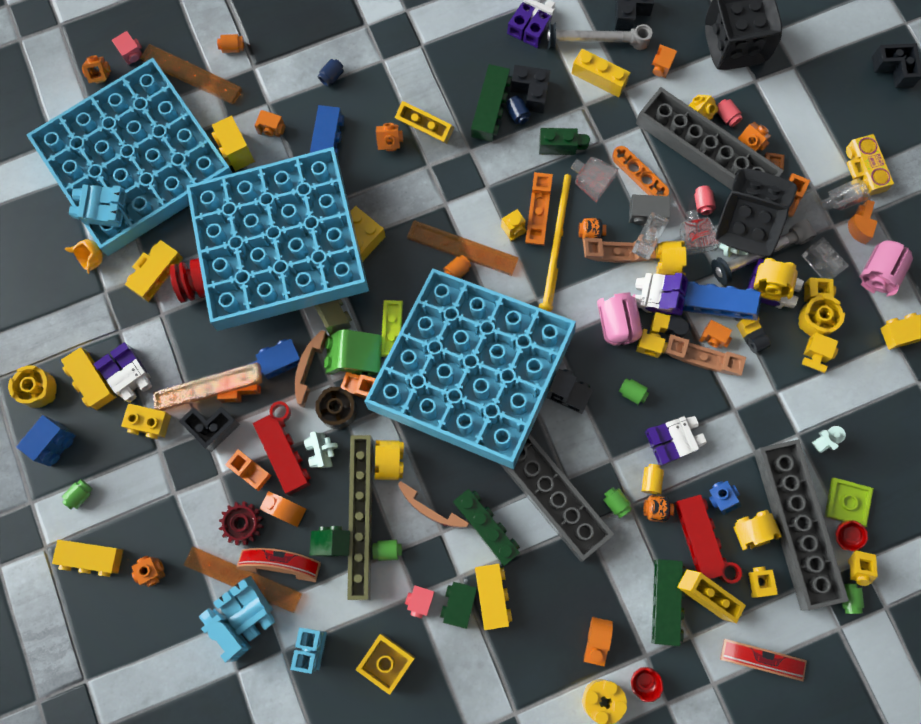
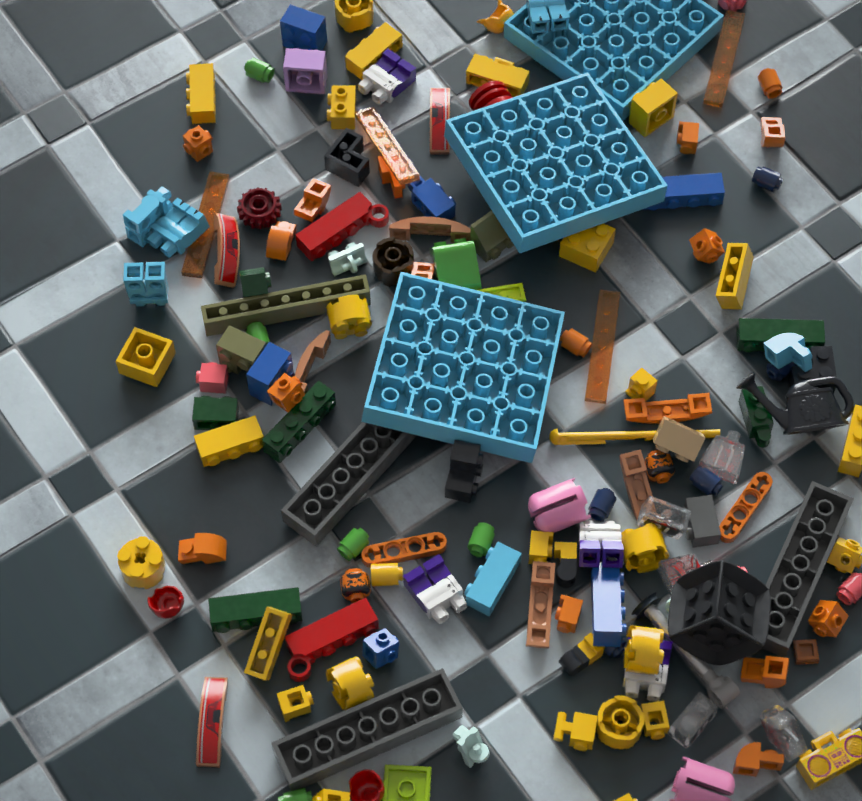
camera: 75 degrees right, 15 degrees down
(95, 448) = (305, 71): none -> lavender brick
(185, 333) = (438, 115): none -> slope
(285, 54) = (772, 132): none -> brick
(406, 567) = (238, 350): none -> olive brick
(433, 544) = (267, 369): none -> blue brick
(463, 540) = (286, 392): none -> orange brick
(512, 95) = (788, 348): none -> medium azure brick
(570, 96) = (806, 406): none -> black piece
(578, 205) = (678, 439): none -> tan brick
(614, 196) = (706, 481): none -> dark blue brick
(618, 283) = (602, 504): none -> dark blue brick
(629, 459) = (403, 546): none -> orange beam
(672, 389) = (492, 578): none -> medium azure brick

